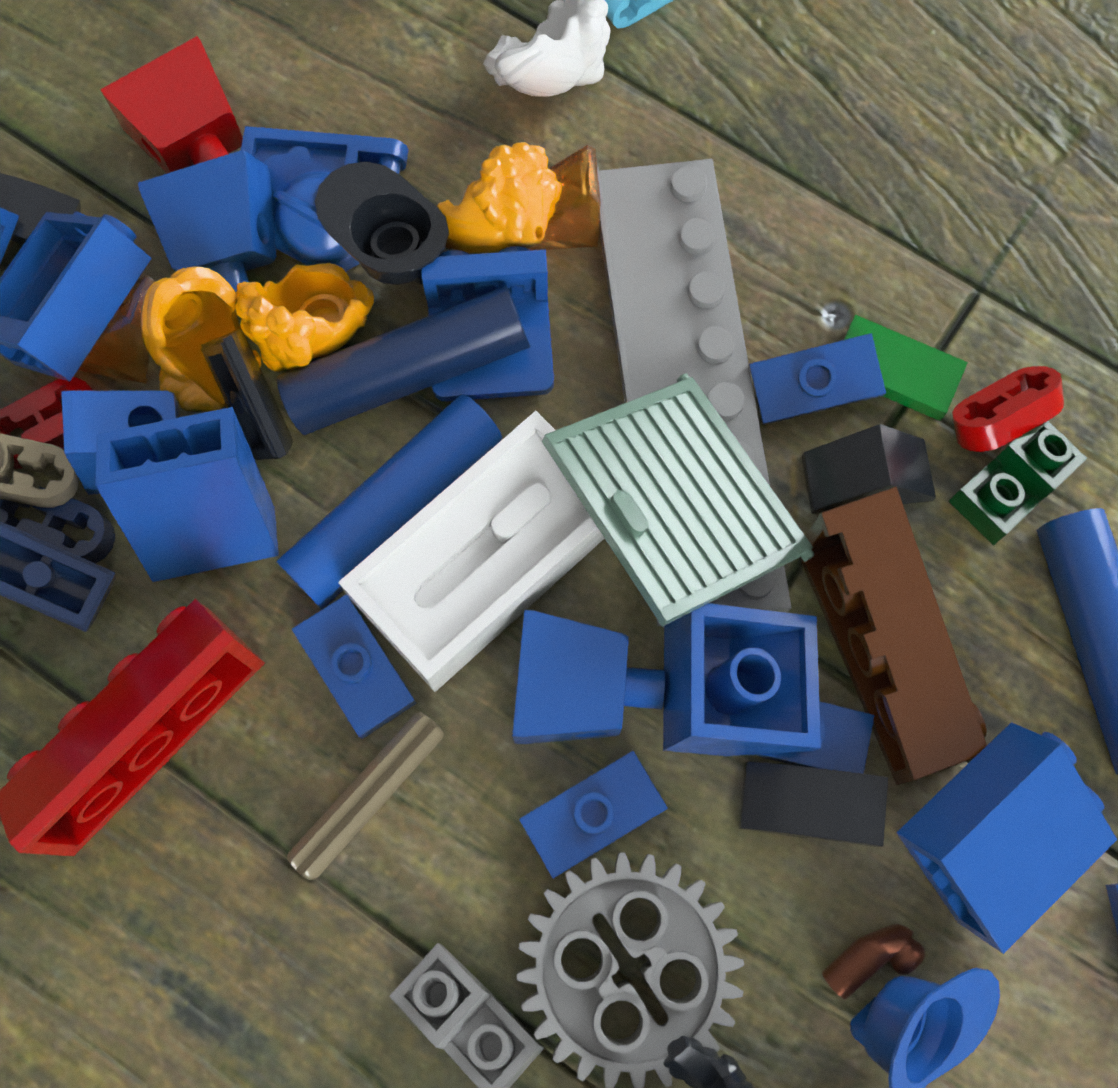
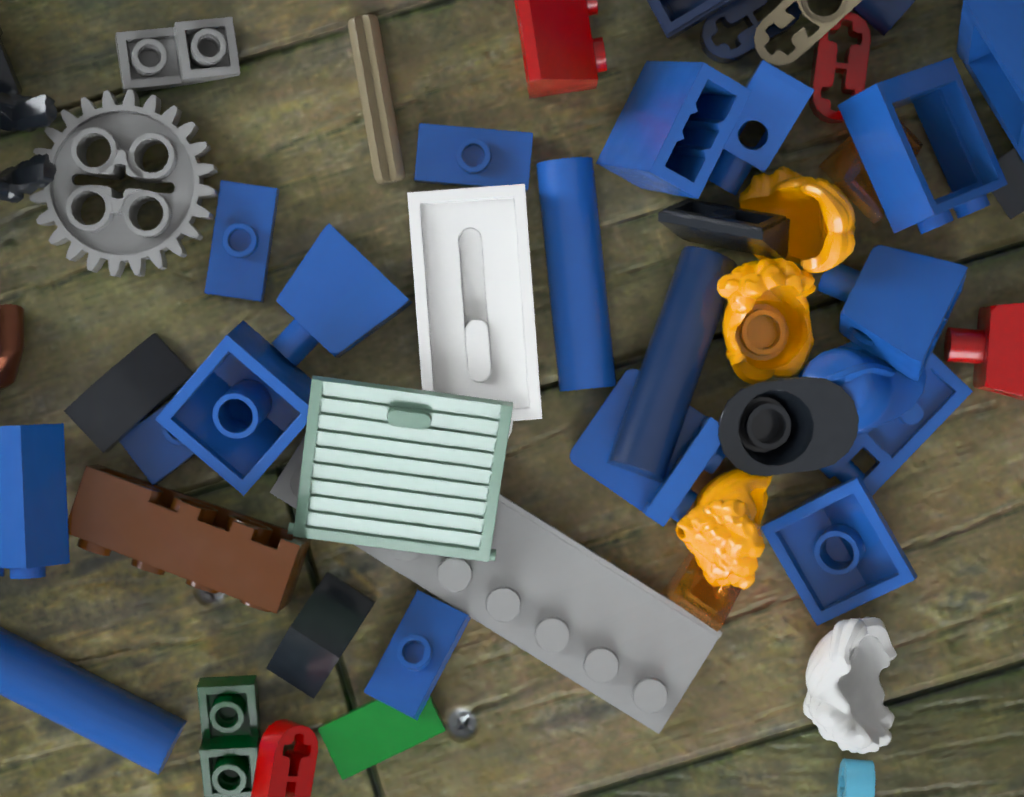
camera: 130 degrees right, 15 degrees up
(448, 129) = (838, 550): none -> blue slope

